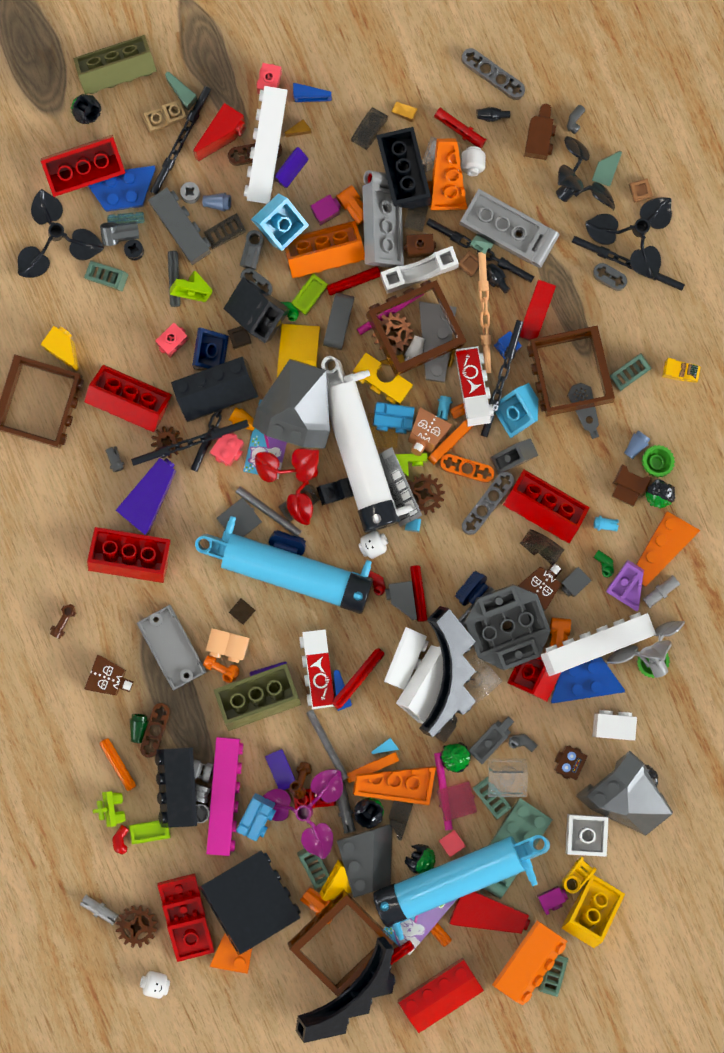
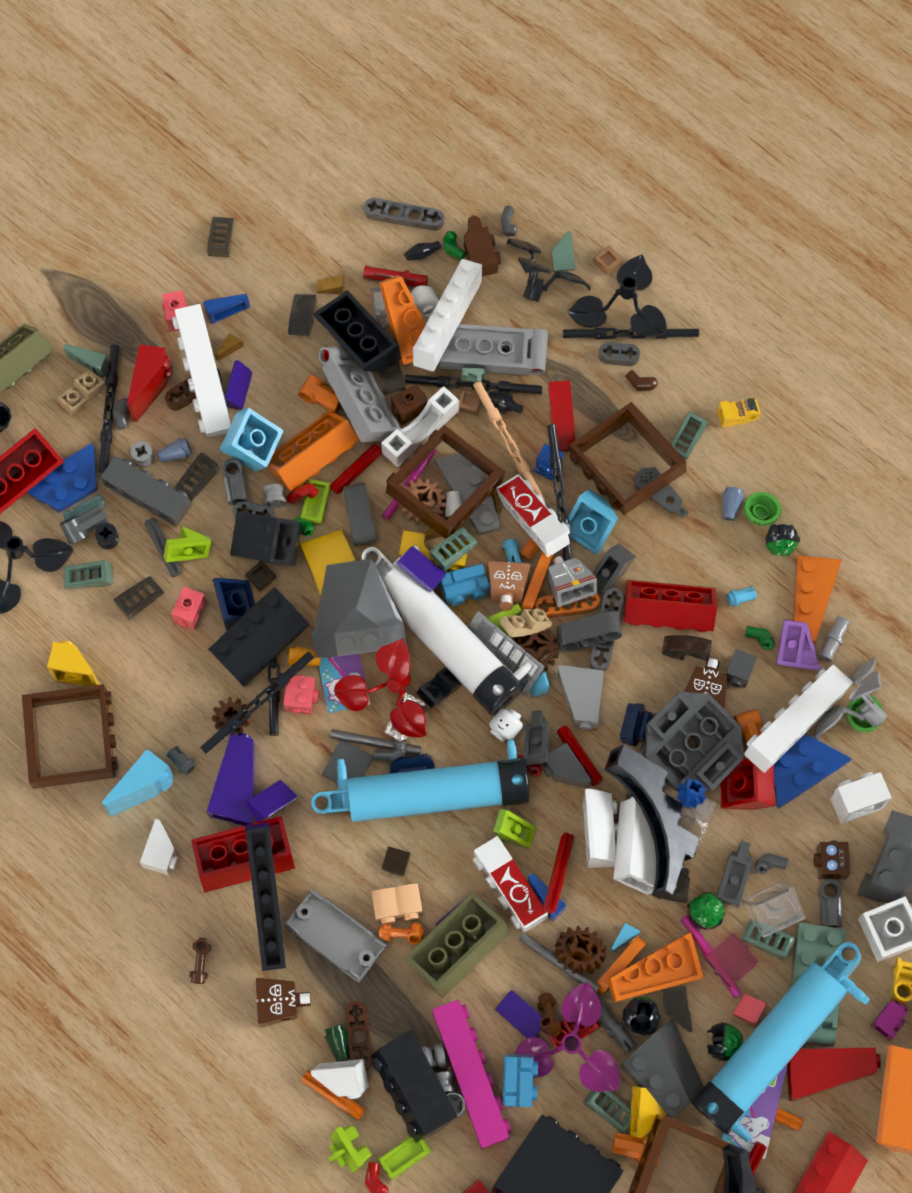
camera: 25 degrees left, 15 degrees down
(68, 523) = (159, 852): none -> white slope
(79, 464) = (142, 782): none -> medium azure slope
(124, 322) = (143, 603): none -> clear smoke slope
(127, 398) = (167, 690): red slope -> none
(129, 598) = (265, 896): none -> black brick
(129, 756) = (343, 1077): none -> white slope
(167, 523) = (270, 800): none -> dark purple slope
(187, 149) = (119, 412): none -> dark grey arm
(278, 275) = (274, 495): none -> light grey wheel
(282, 527) = (391, 755): none -> dark grey arm
(306, 283) = (302, 491): none -> red arm
(322, 34) = (220, 250): none -> clear smoke slope
(325, 209) = (293, 410): magenta brick -> none
(341, 629) = (514, 829): none -> lime slope
(351, 736) = (580, 950): none -> reddish brown gear
(362, 393) = (421, 569): none -> dark purple slope
(380, 384) = (444, 563): none -> sand green slope
(390, 568) = (536, 740): none -> dark grey hinge
(425, 473) = (528, 623): none -> tan slope
(443, 547) = (582, 694): none -> light grey slope
(472, 500) = (589, 631): none -> dark grey beam
(477, 452) = (570, 581): none -> light grey torso
(483, 186) = (447, 315): none -> white brick
(485, 666) = (691, 793): none -> blue gear
(518, 119) = (450, 245): none -> green arm
(550, 797) = (830, 906): none -> dark grey piece
(614, 310) = (641, 383): none -> reddish brown arm
(629, 486) = (745, 546): reddish brown piece -> none

